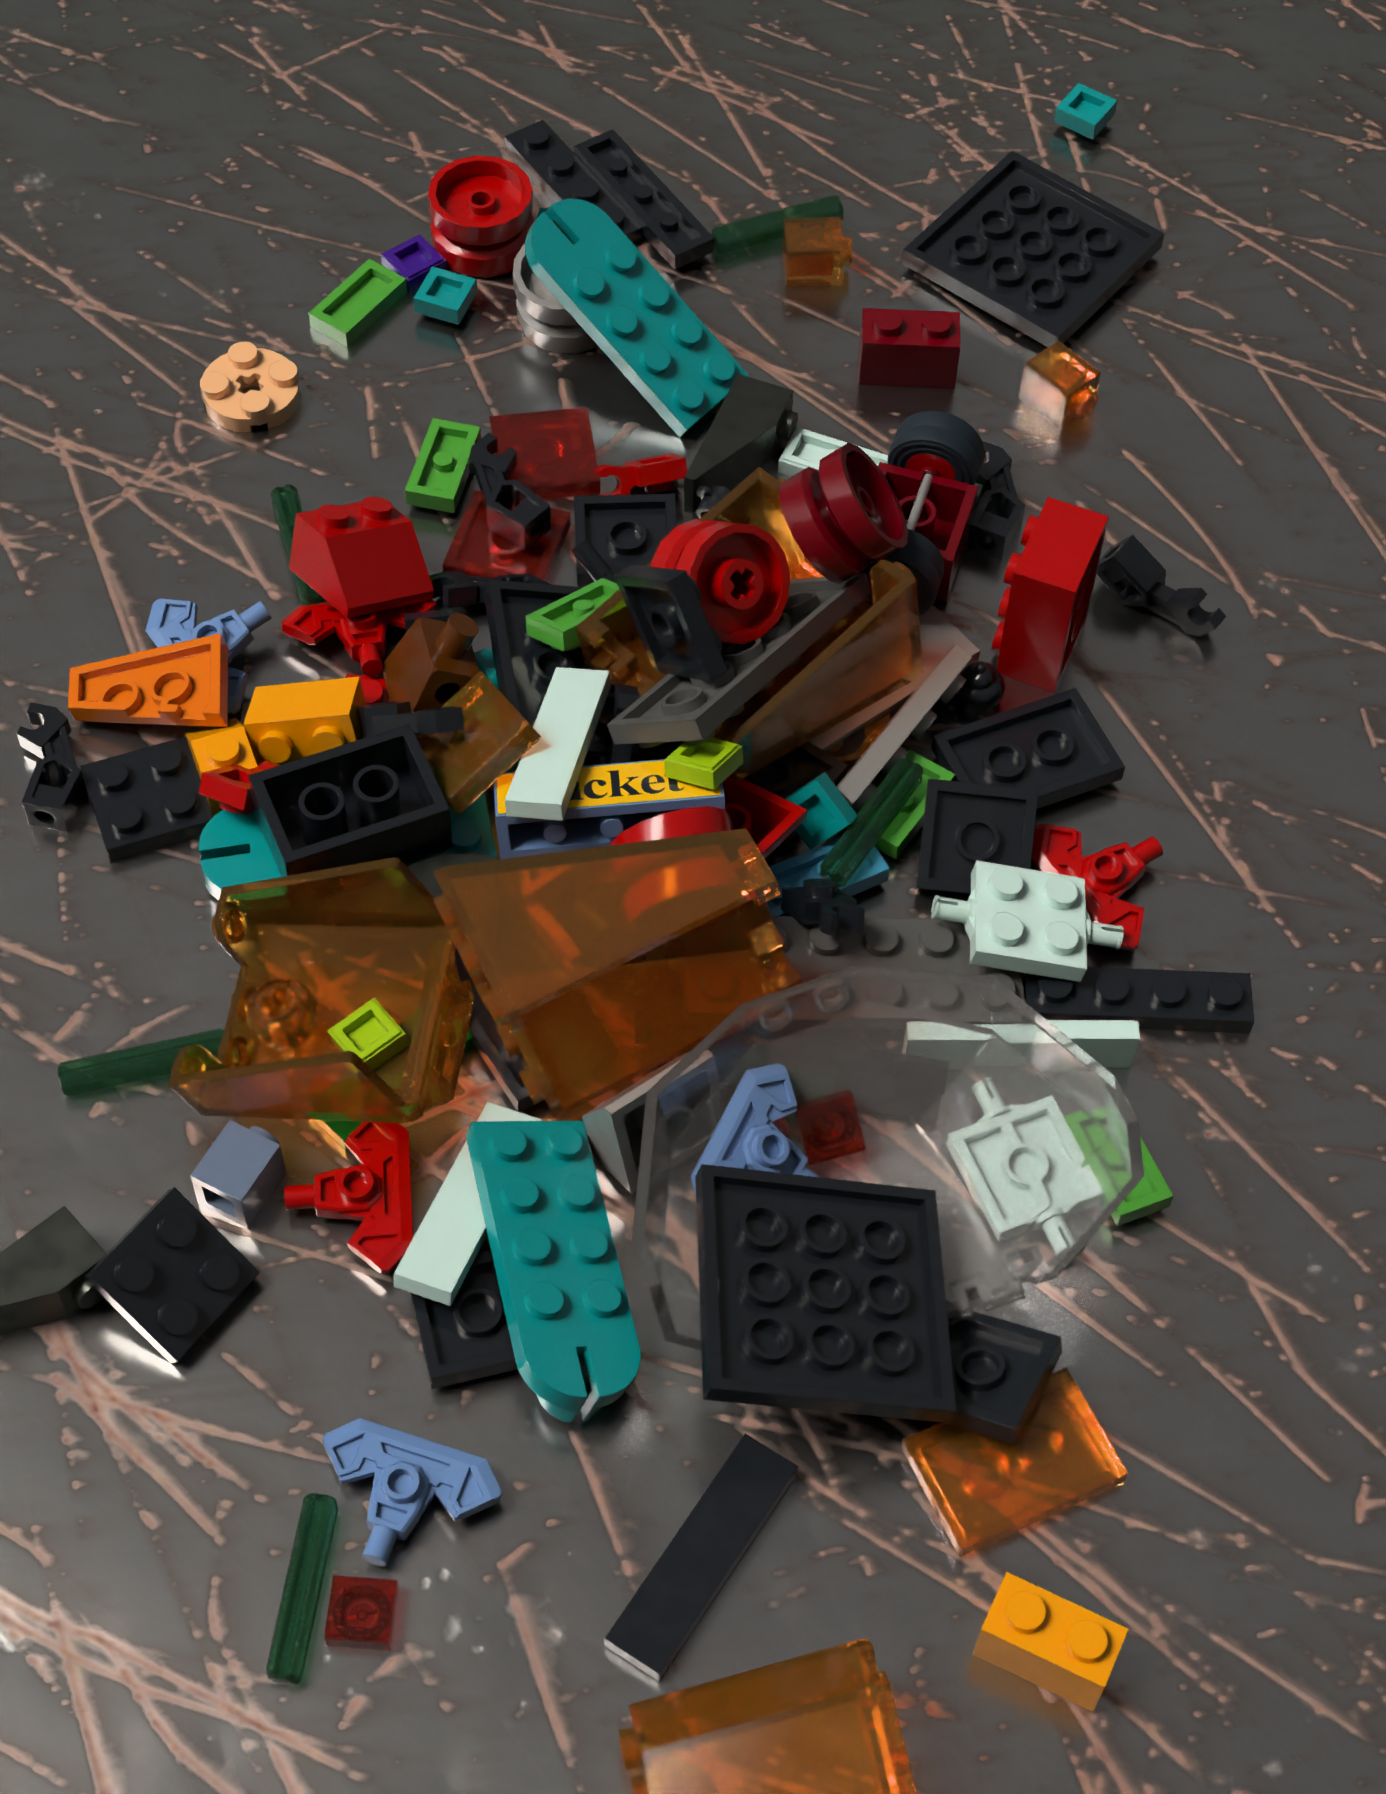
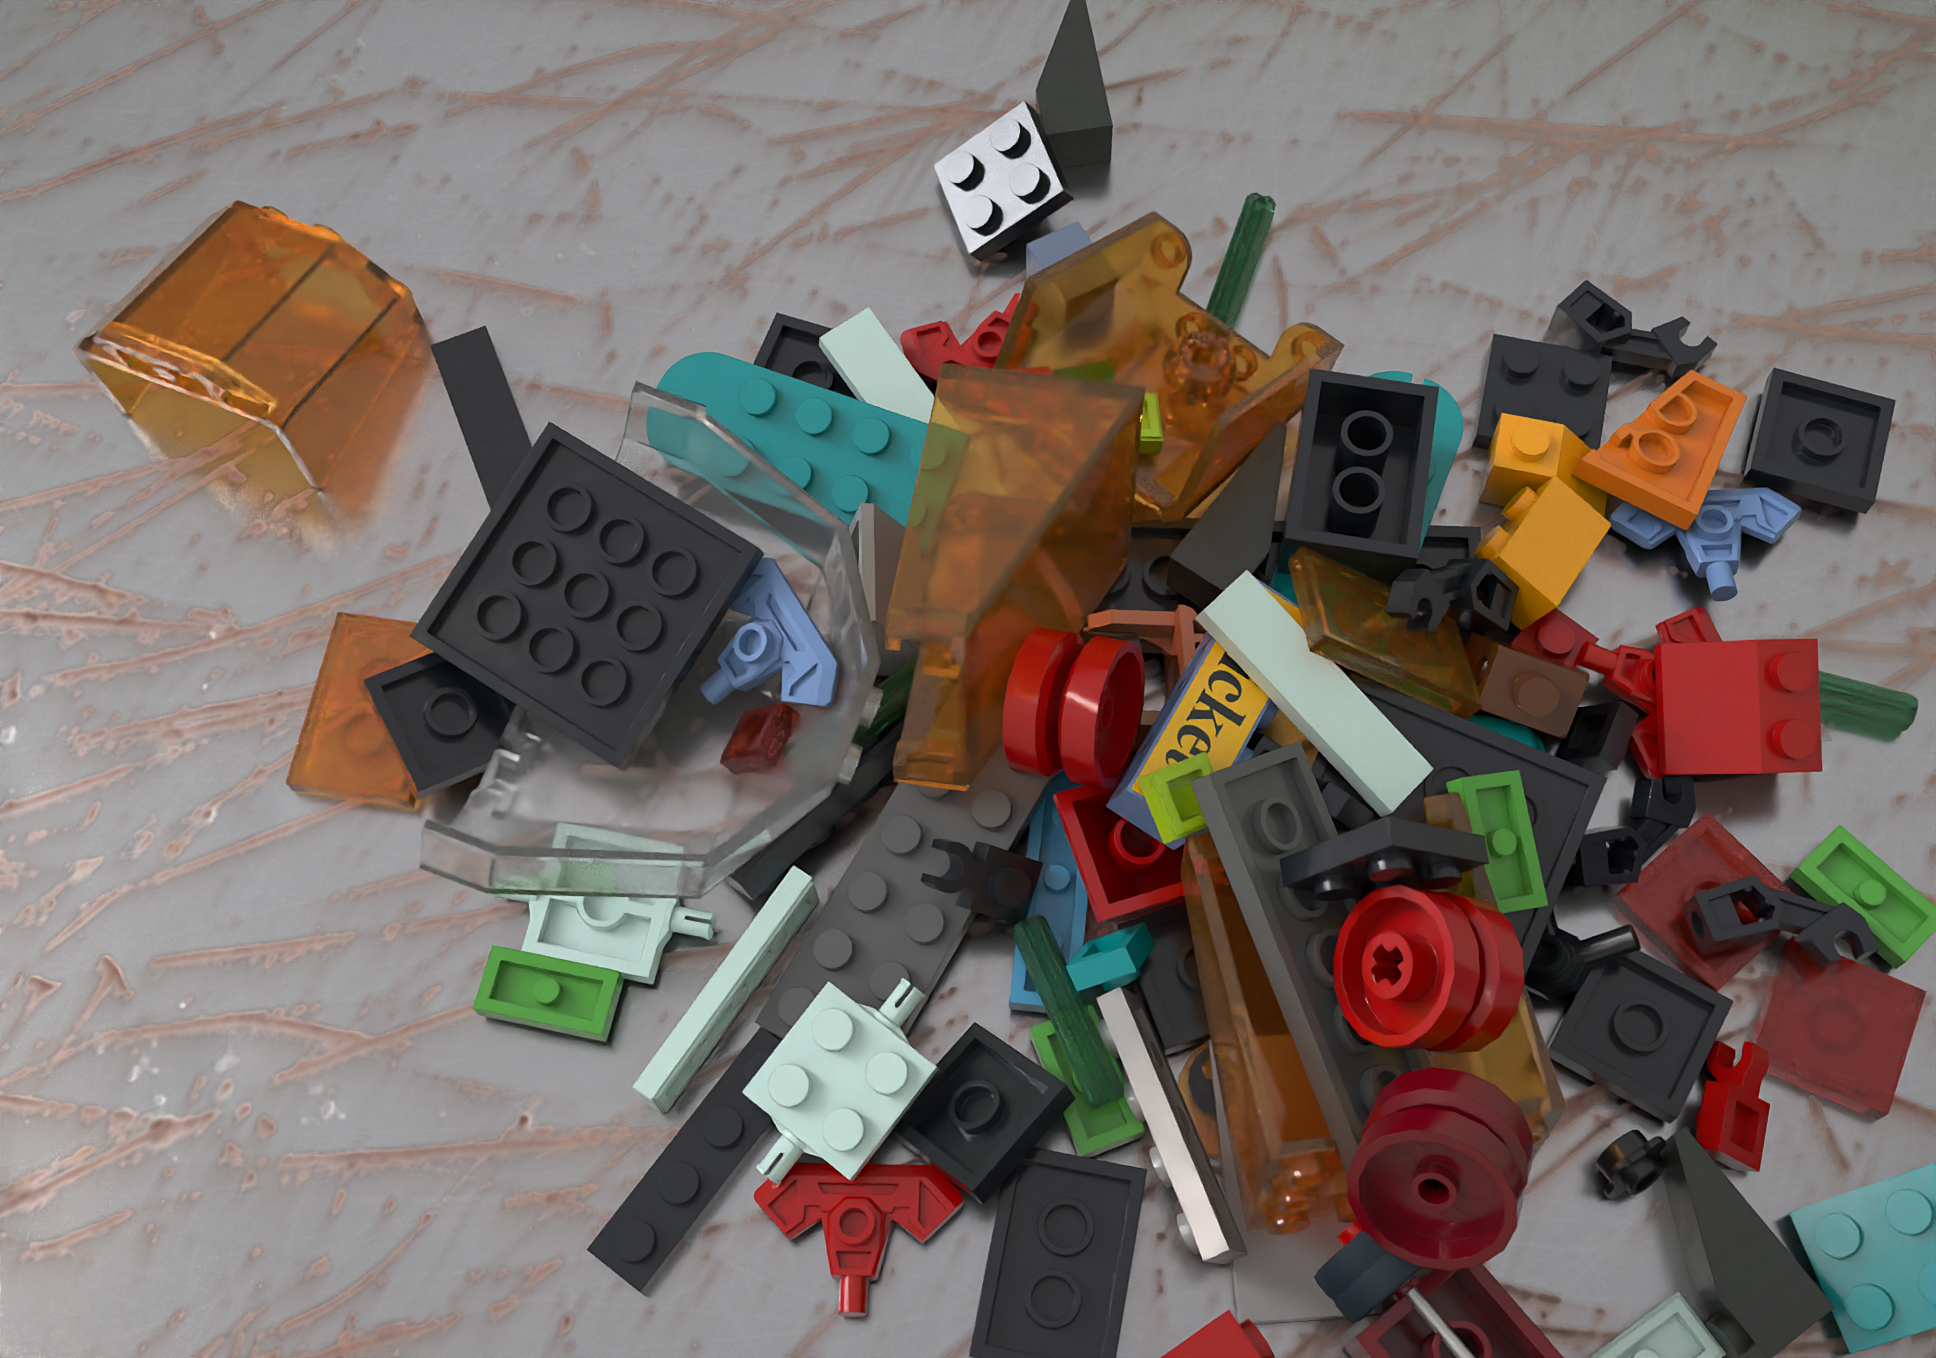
camera: 130 degrees right, 10 degrees up
(81, 616) = (1820, 440): none -> black plate
(231, 786) = (1464, 432): red plate -> none
(302, 1589) = (689, 163): clear green axle -> none
(361, 1613) = (641, 193): clear red tile -> none
(406, 1479) = (713, 263): medium blue piece -> none
(982, 688) = (1191, 1286): black plate -> none
(1050, 1641) = (210, 617): light orange brick -> none

